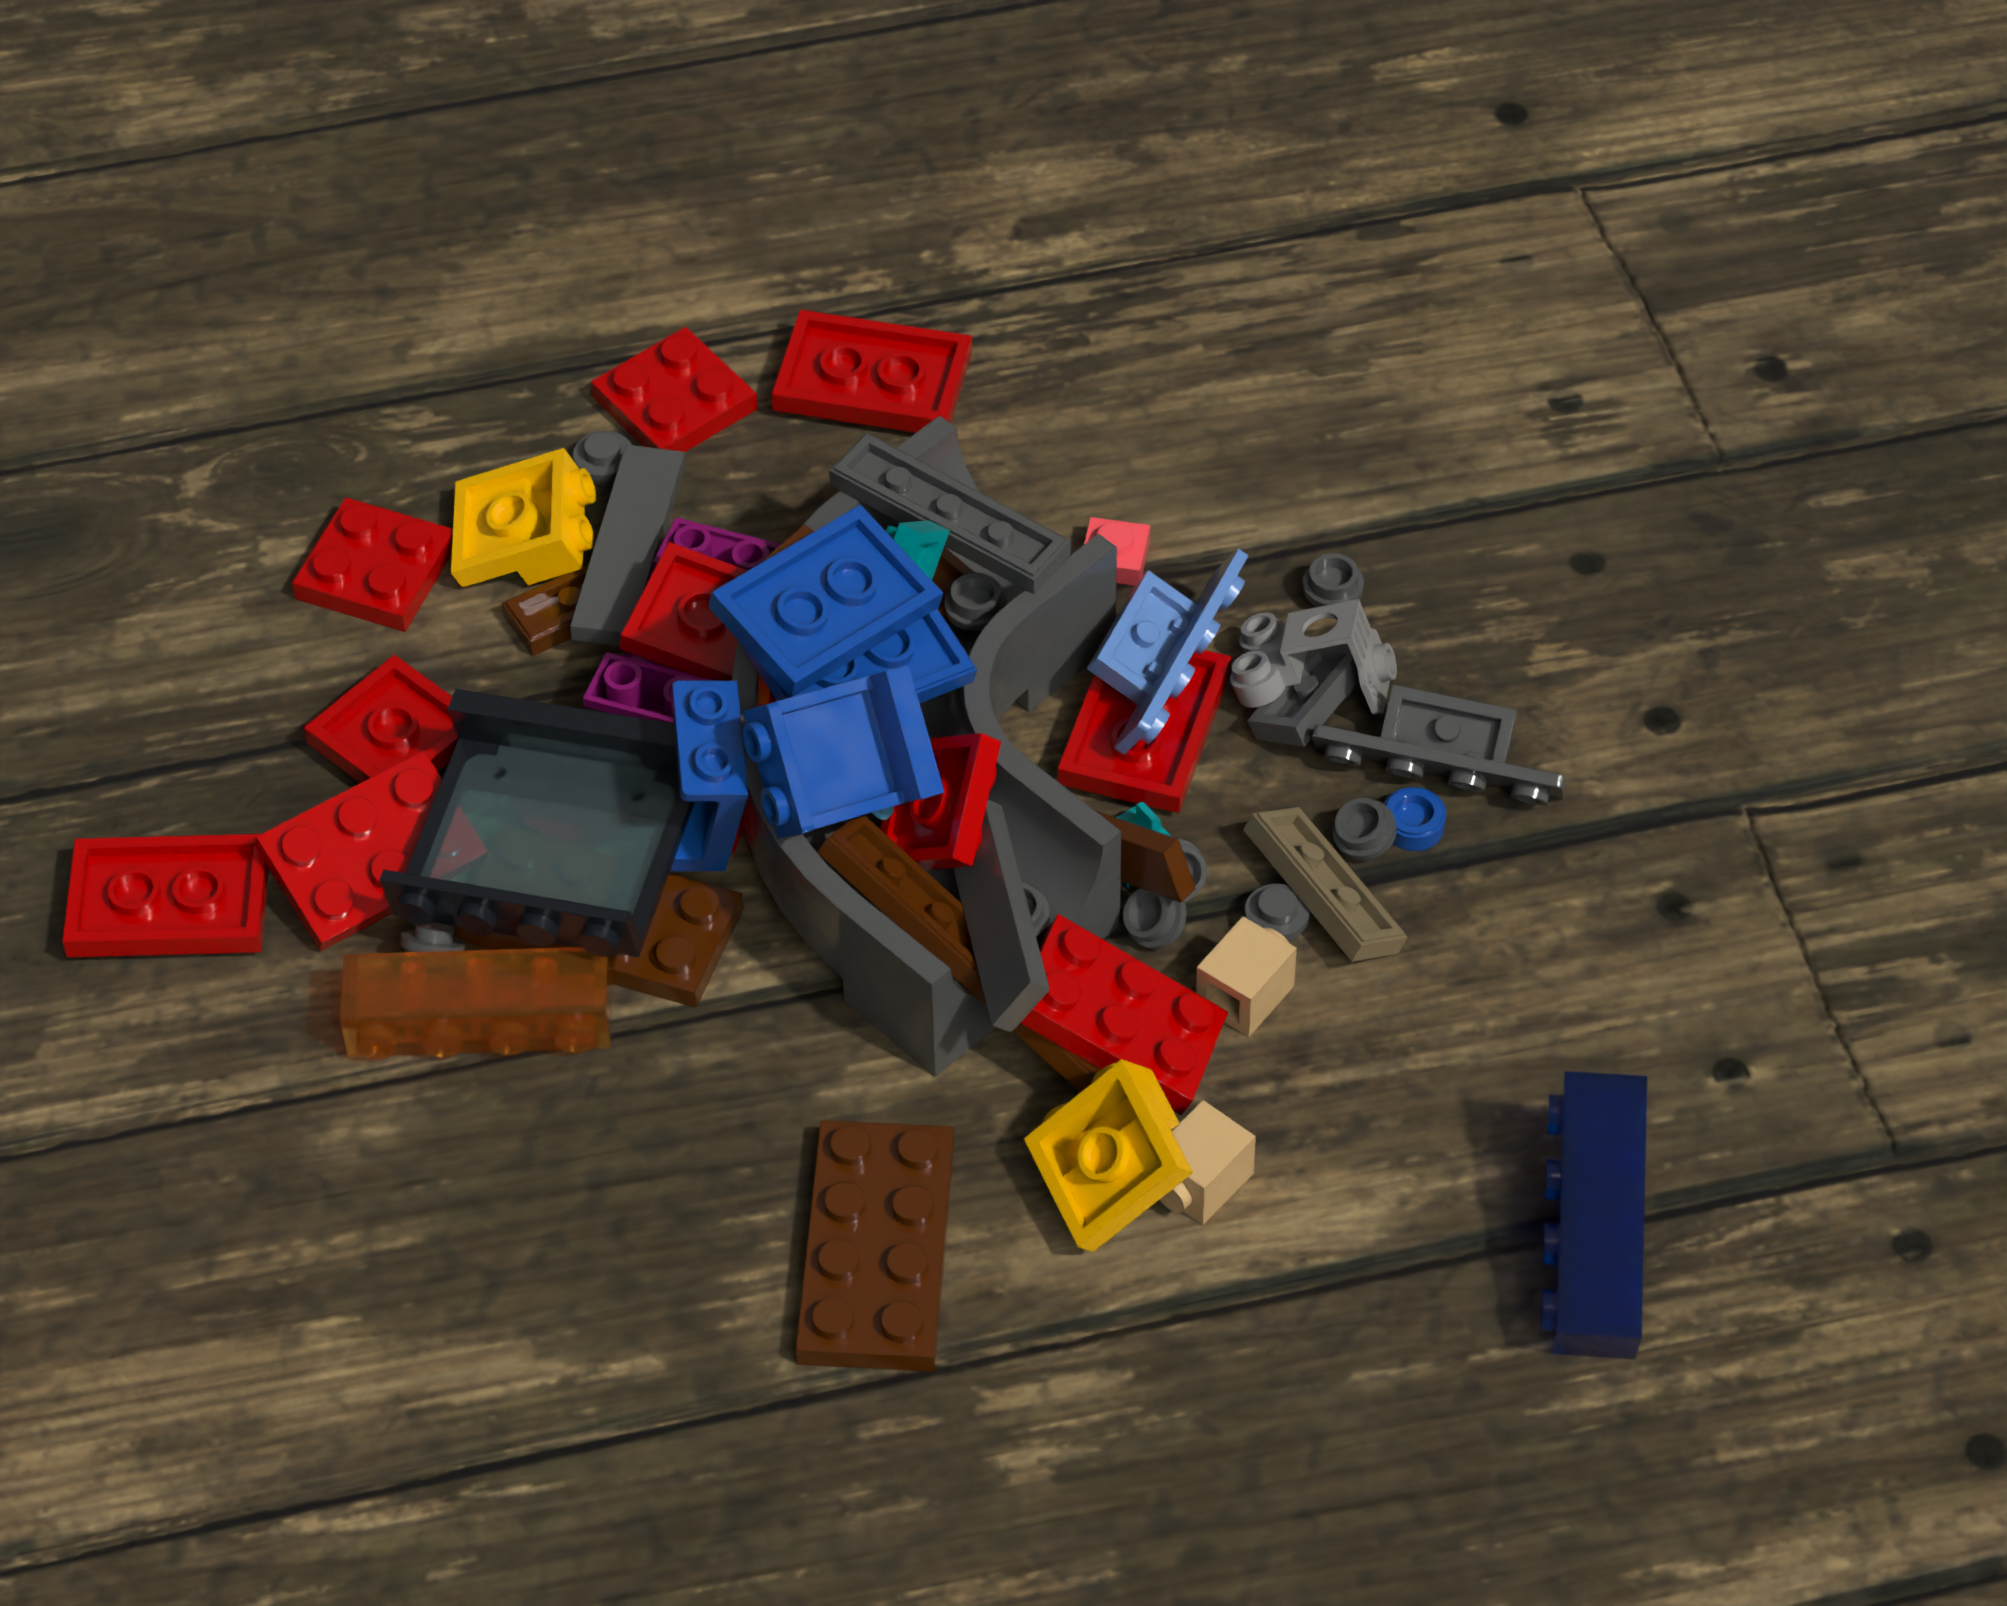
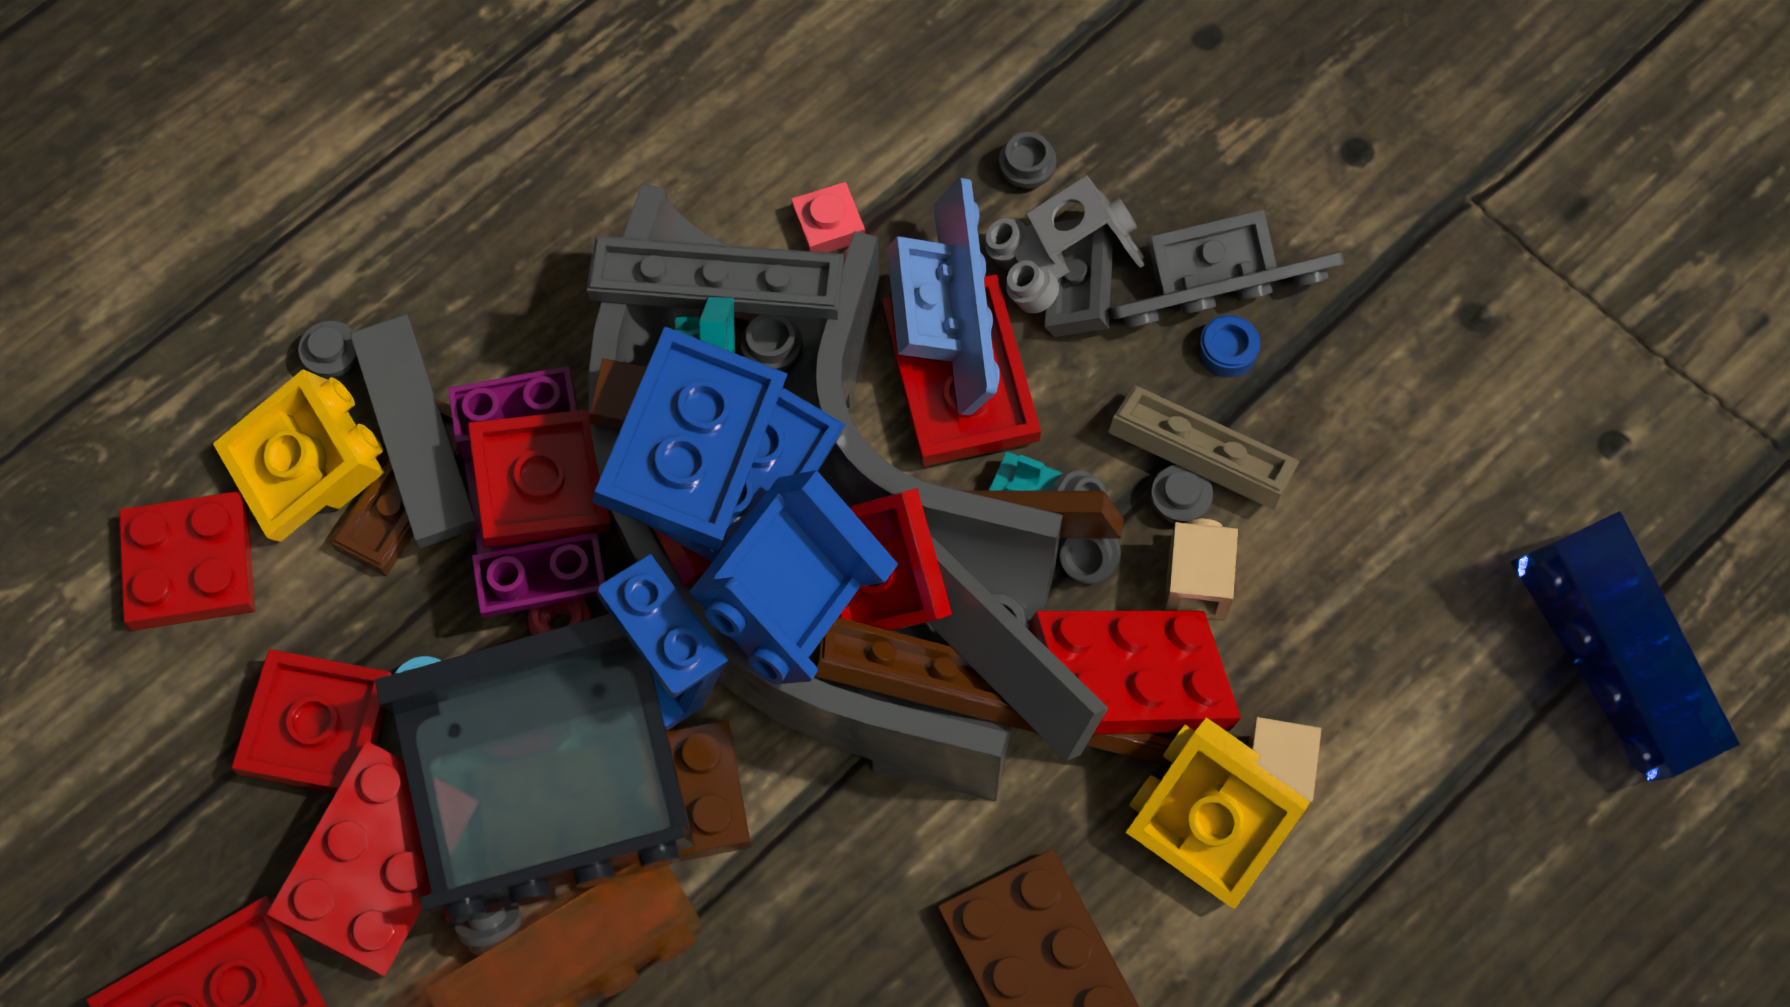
camera: 30 degrees left, 15 degrees up
(674, 394) = (352, 256): red plate -> none
(871, 372) = (516, 151): red plate -> none
(1364, 829) = (1202, 379): dark grey plate -> none

